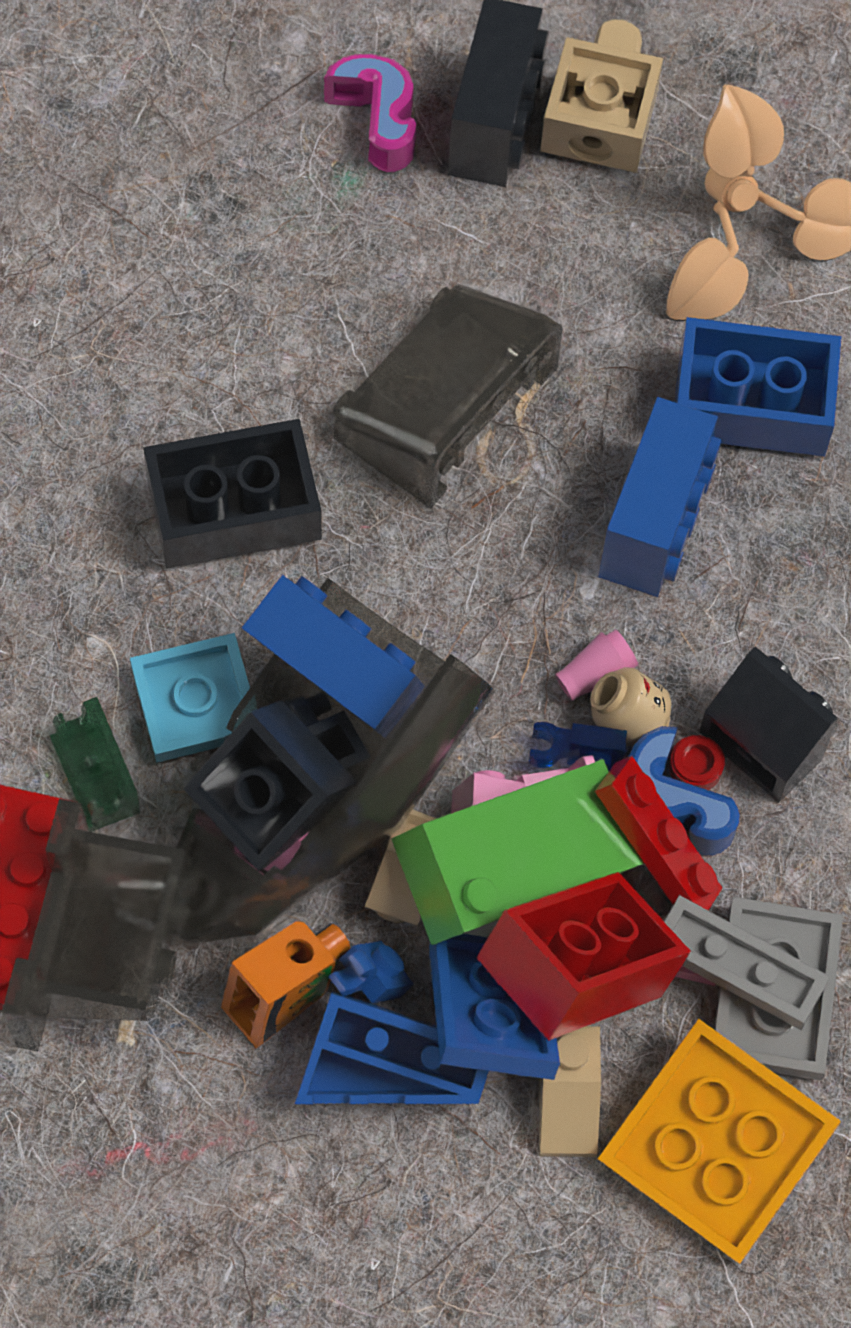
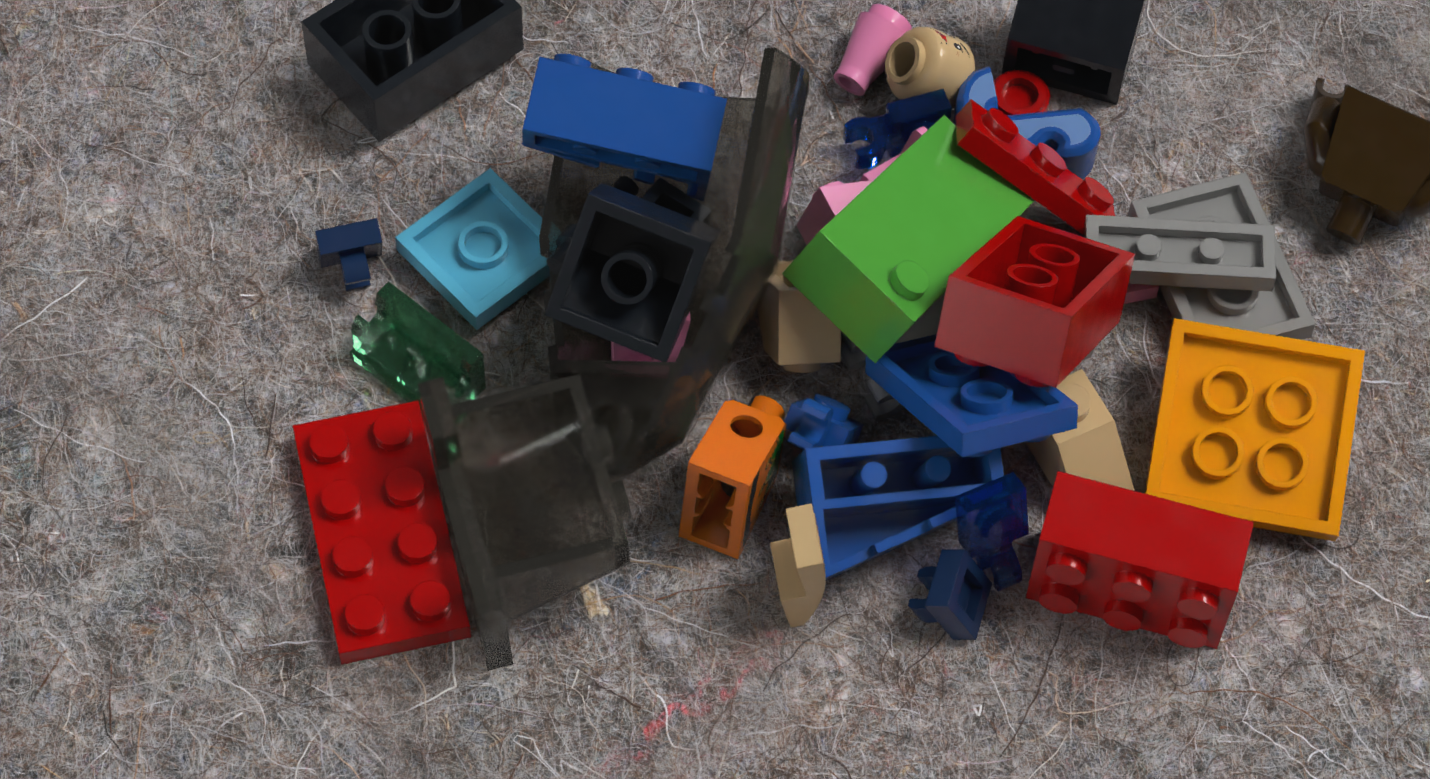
camera: 25 degrees left, 5 degrees down
(90, 653) = (350, 247): none -> dark blue tile
(282, 1083) = (800, 566): none -> tan slope
(402, 1163) = (955, 594): none -> dark blue tile
(455, 1120) = (989, 523): none -> clear blue plate
(554, 1209) = (1139, 561): none -> red brick

